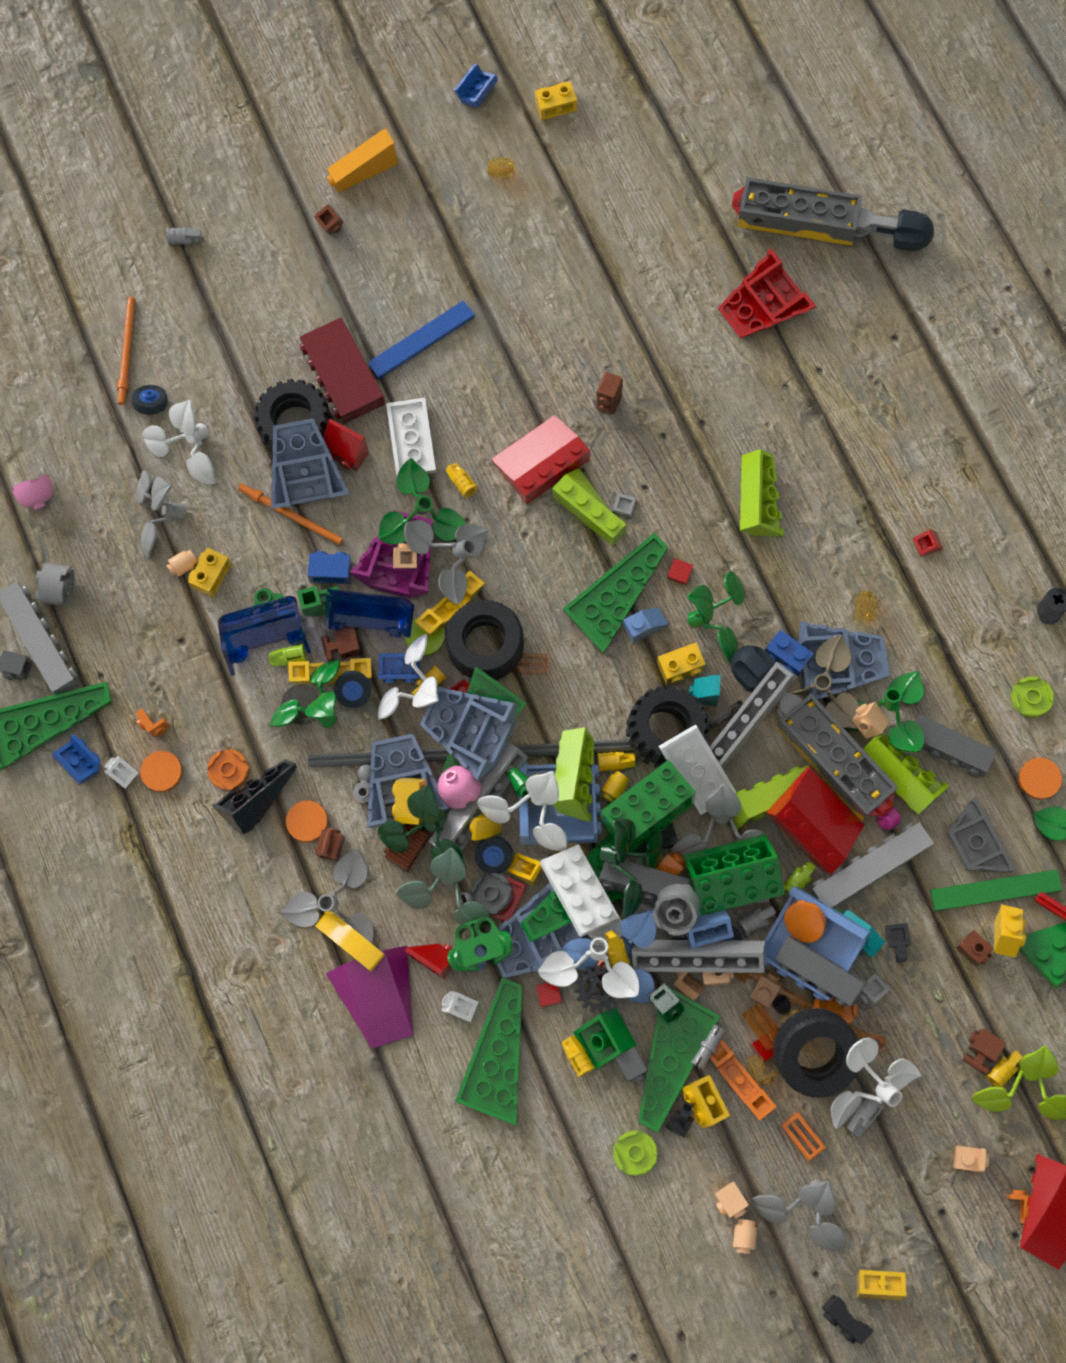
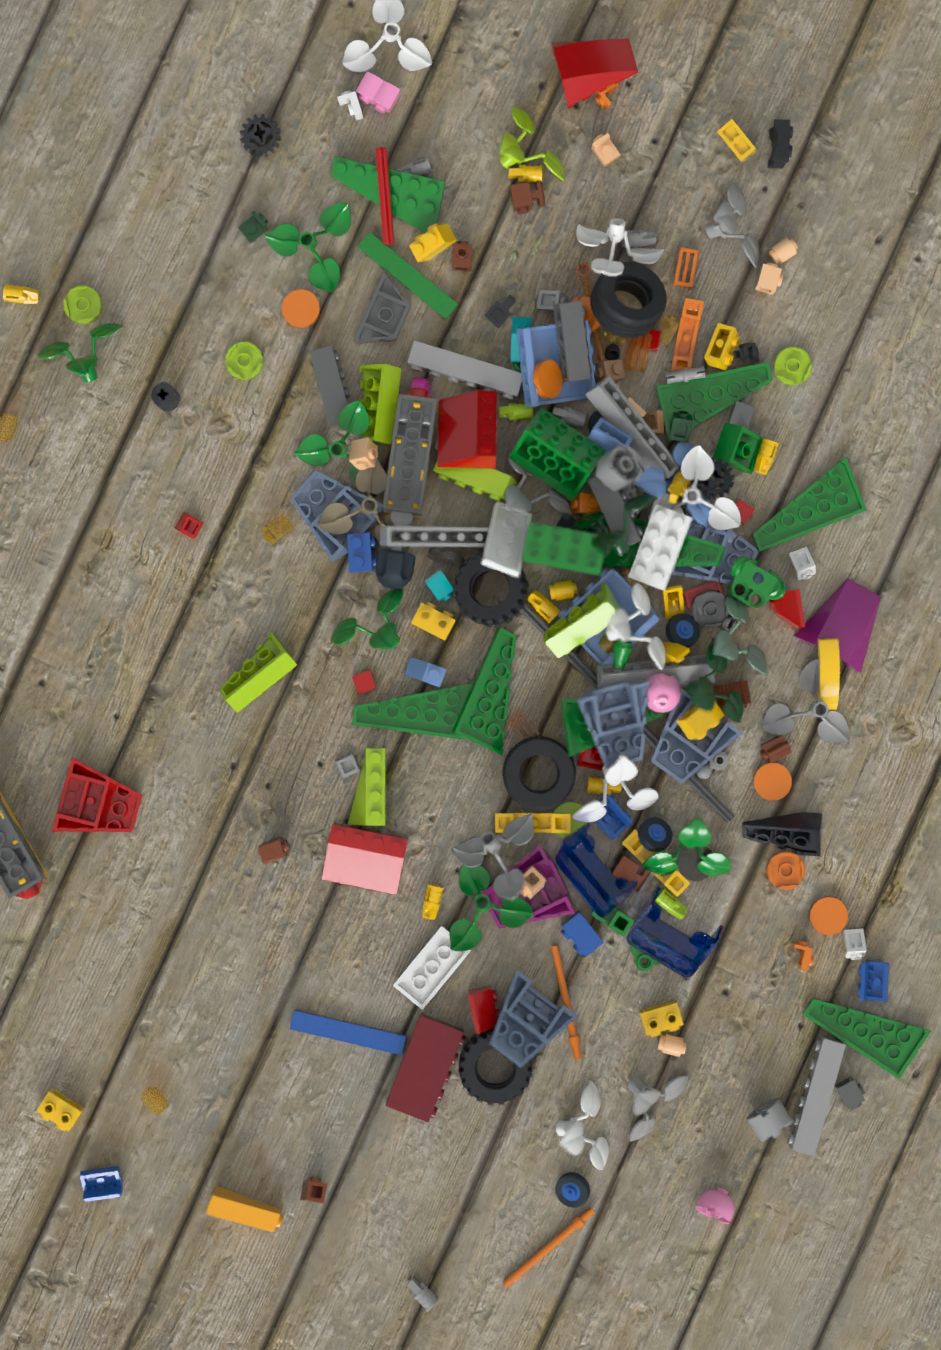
camera: 135 degrees left, 15 degrees up
(577, 649) = (488, 699): none -> green wing

